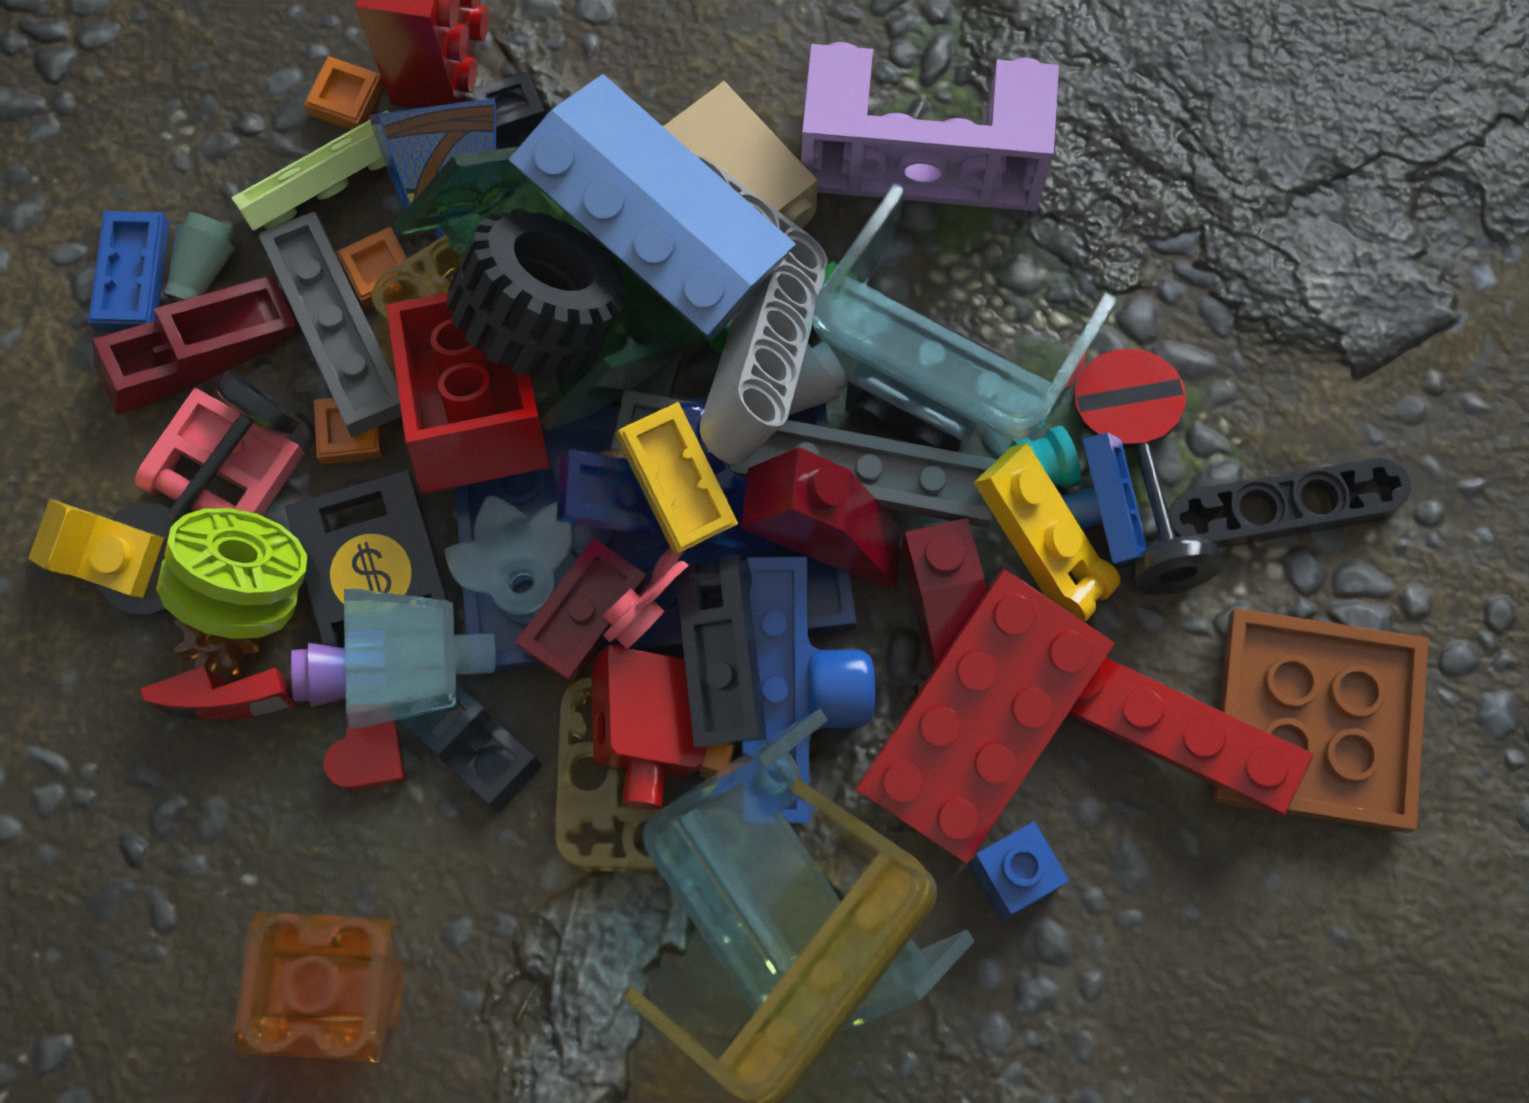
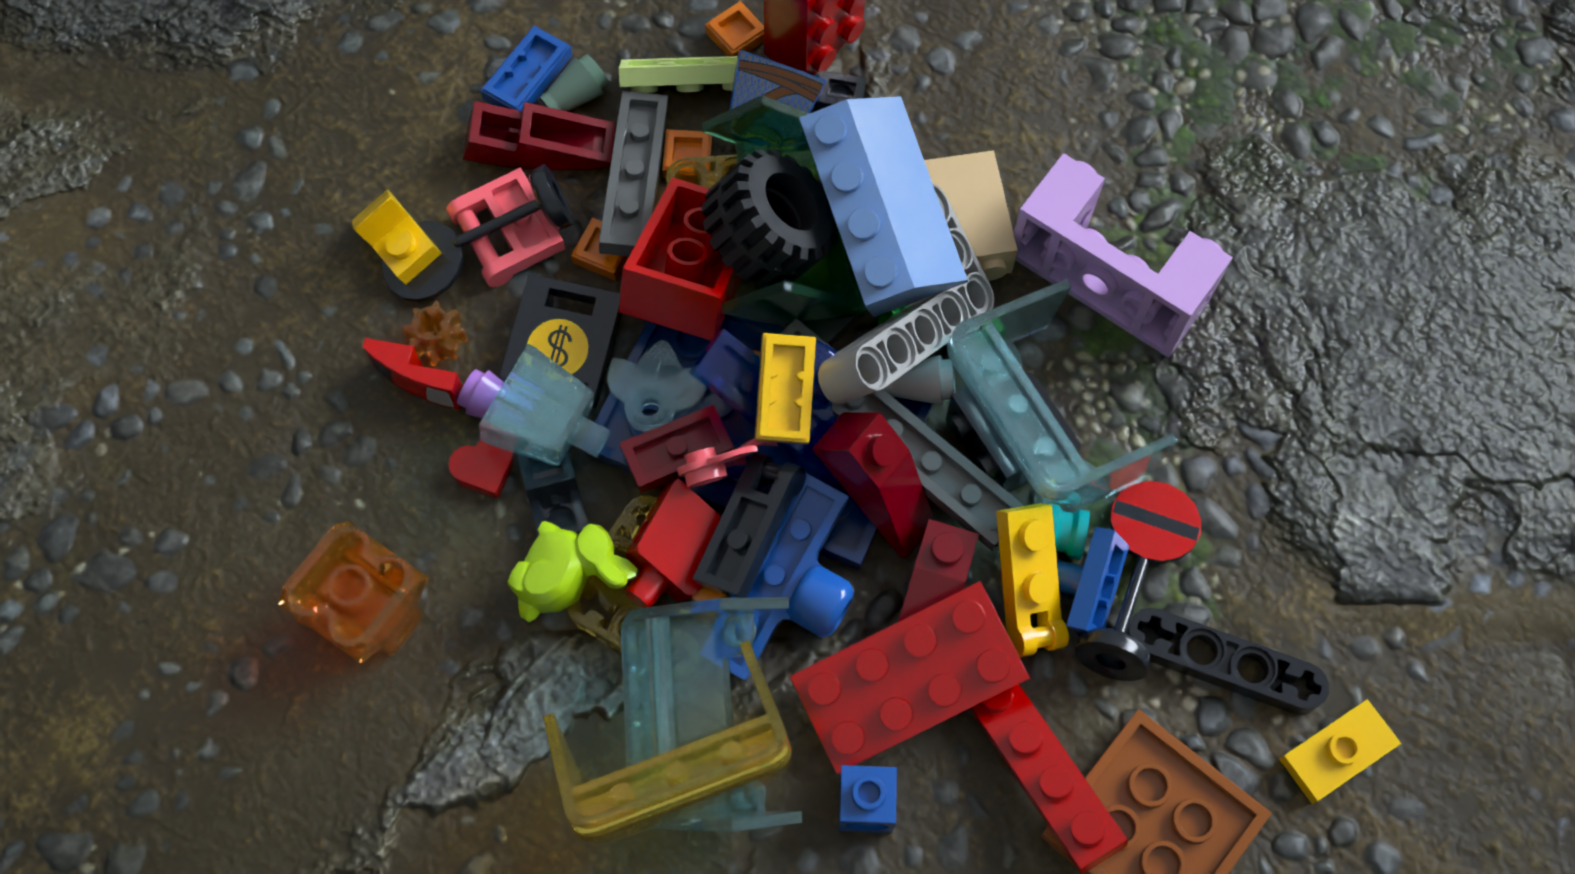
camera: 30 degrees right, 5 degrees down
(231, 573) = (466, 296): lime wheel -> none
(534, 818) = (561, 565): none -> lime animal
(1451, 533) = (1340, 751): none -> yellow plate

